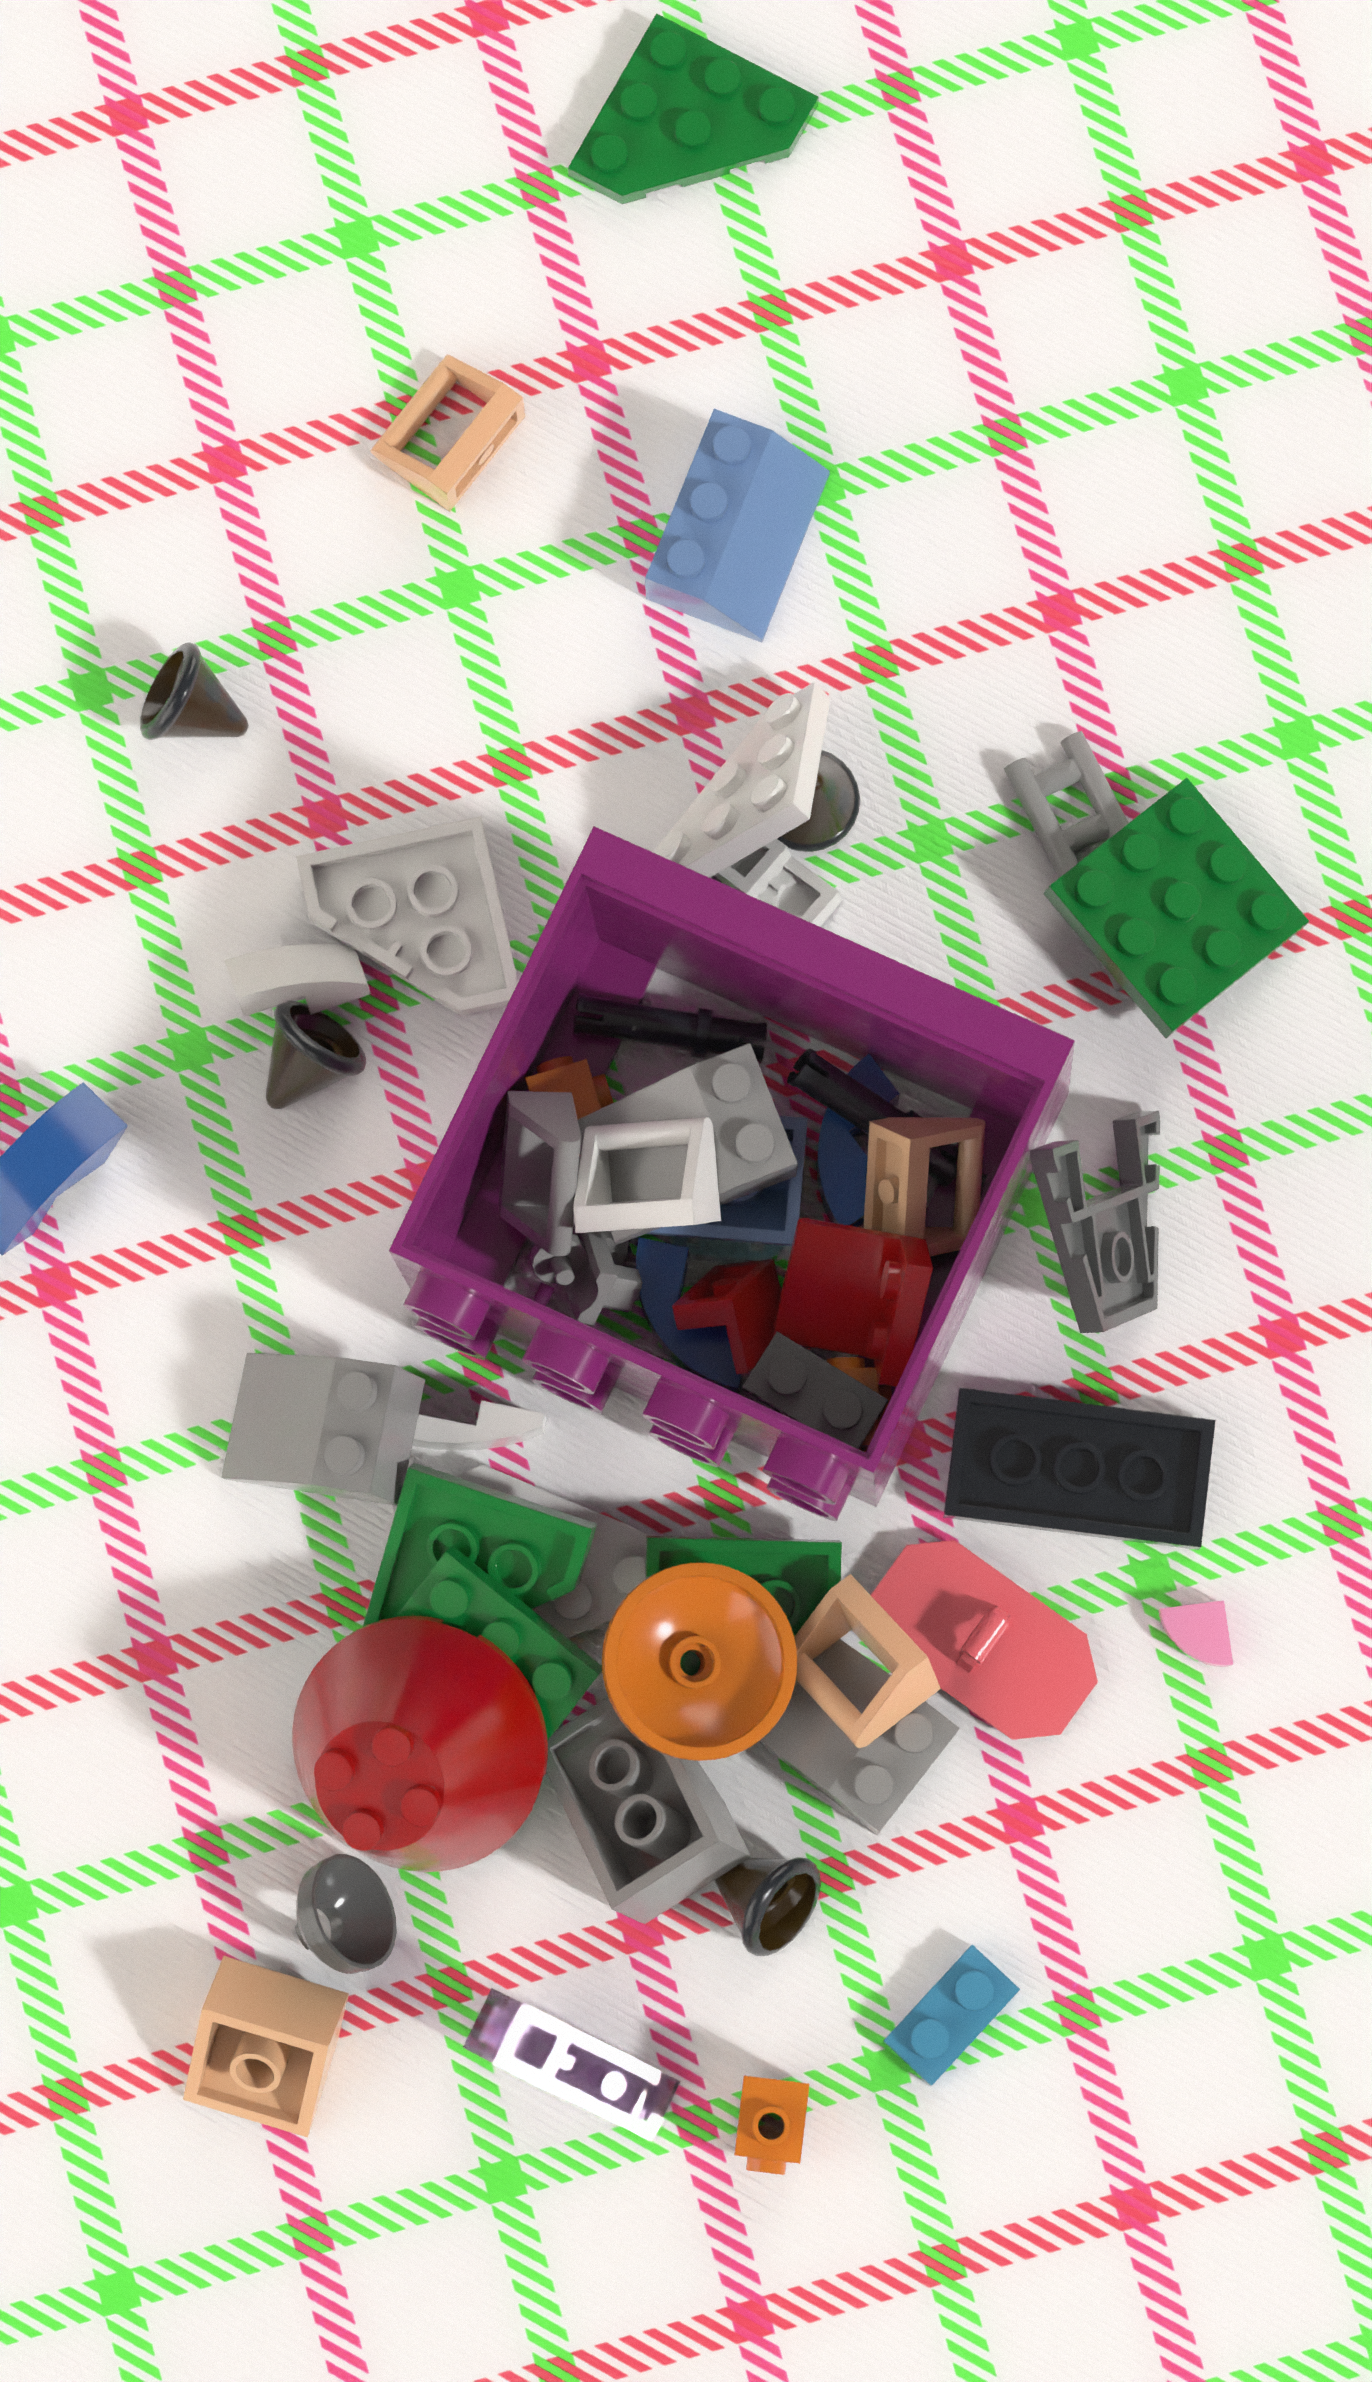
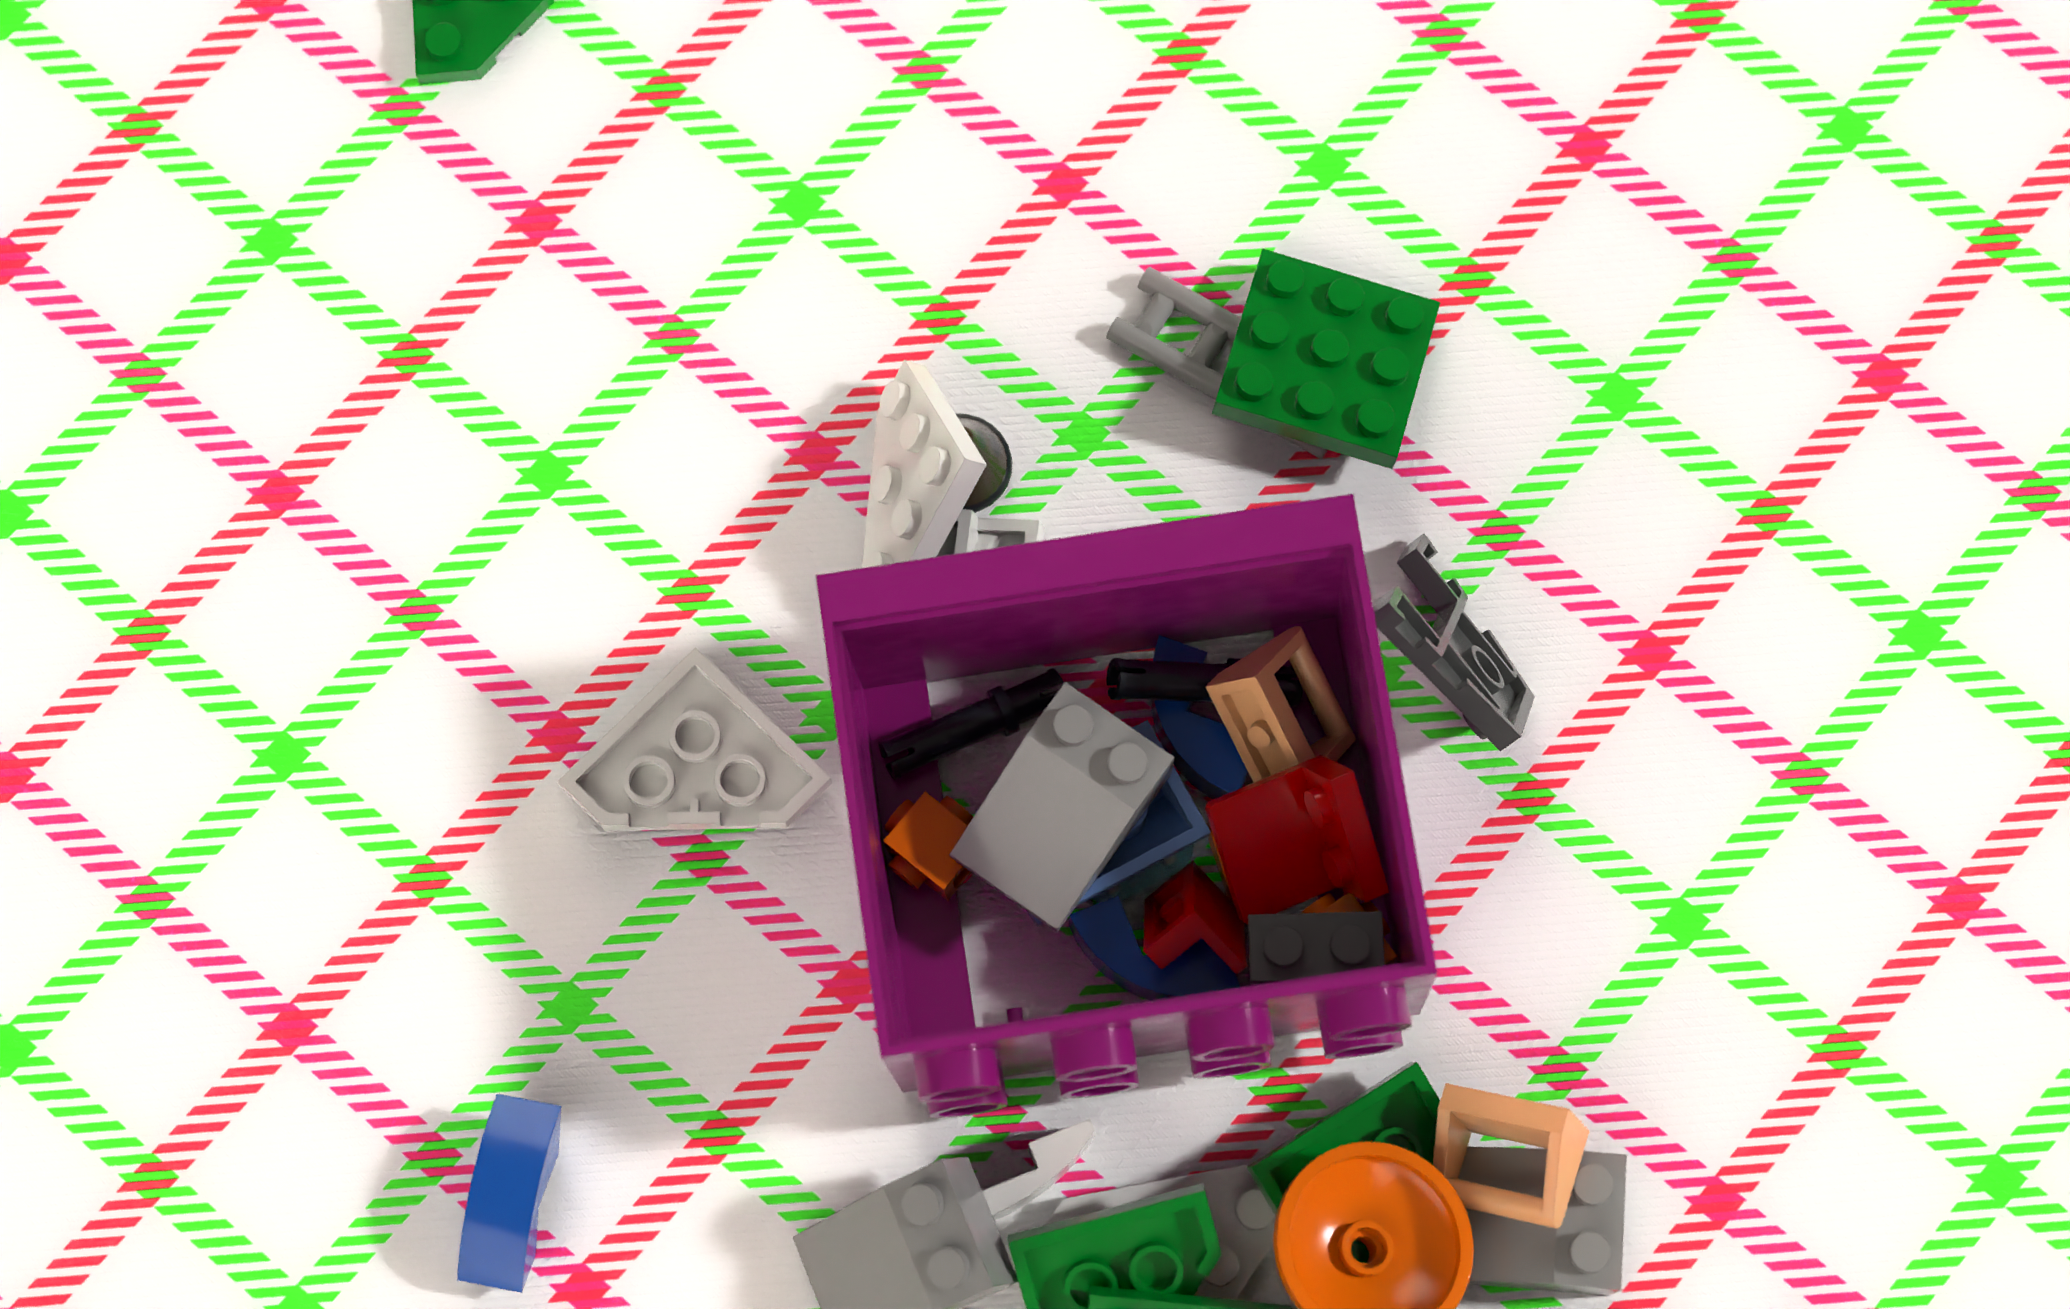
camera: 35 degrees left, 5 degrees down
(189, 701) = (377, 708): dark brown hat -> none
(277, 975) = (608, 892): white slope -> none
(308, 1054) = (678, 944): dark brown hat -> none
(475, 446) = (487, 348): light nougat tile -> none
(540, 1167) = (952, 906): light grey tile -> none
(591, 1274) = (1042, 967): light grey hips -> none
(699, 1194) = (1115, 851): white tile -> none
(736, 527) = (752, 277): medium blue slope -> none
(989, 1639) = (1606, 1062): coral shield -> none
(1079, 1468) = (1565, 870): black plate -> none
(1199, 1631) = (1756, 942): bright pink tile -> none

